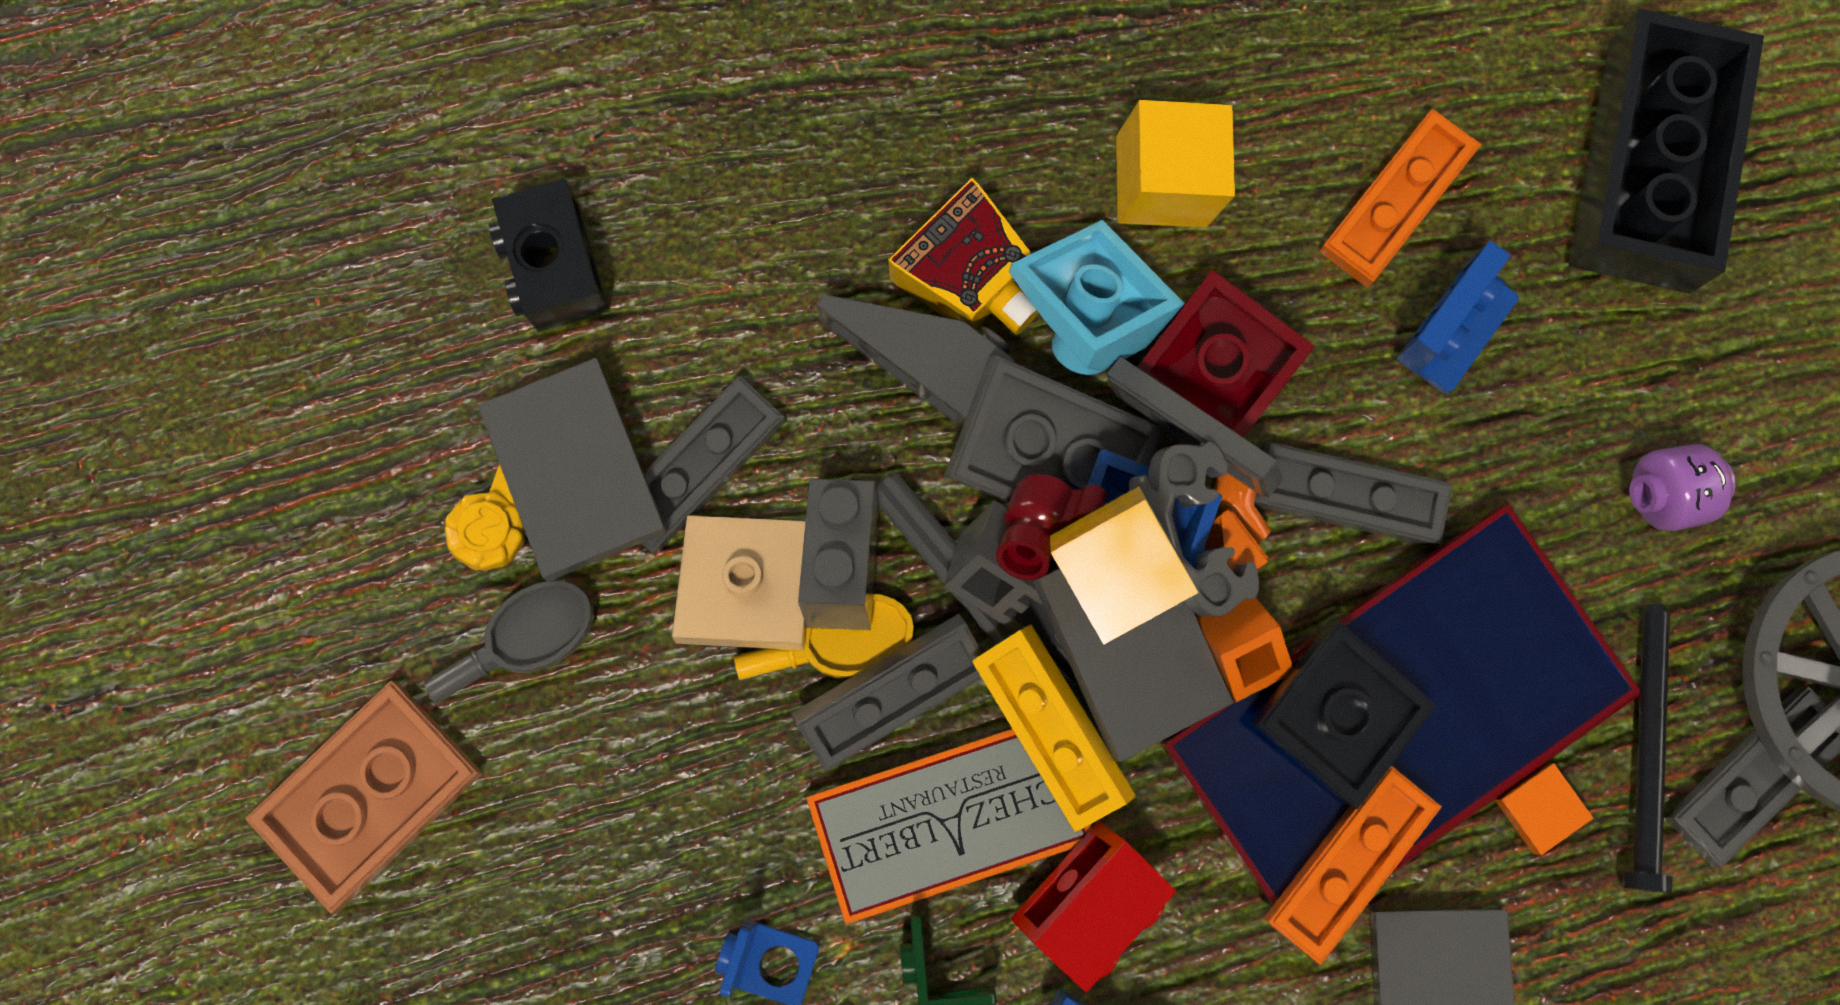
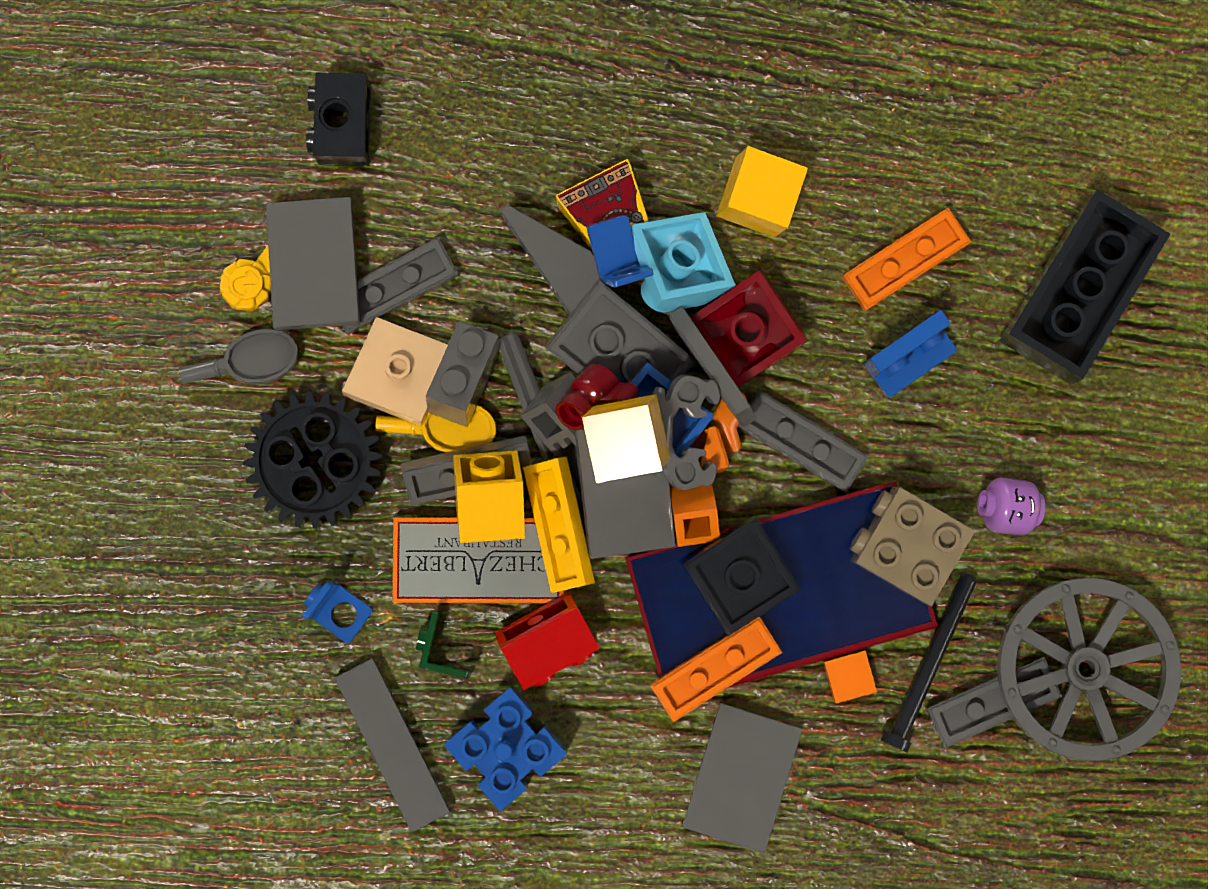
camera: 15 degrees right, 5 degrees up
(363, 796) = (121, 426): nougat tile -> none
(625, 799) = (281, 481): none -> black gear
(939, 720) = (489, 496): none -> yellow head
(1001, 309) = (615, 252): none -> blue bracket
(1572, 587) = (910, 544): none -> dark tan brick

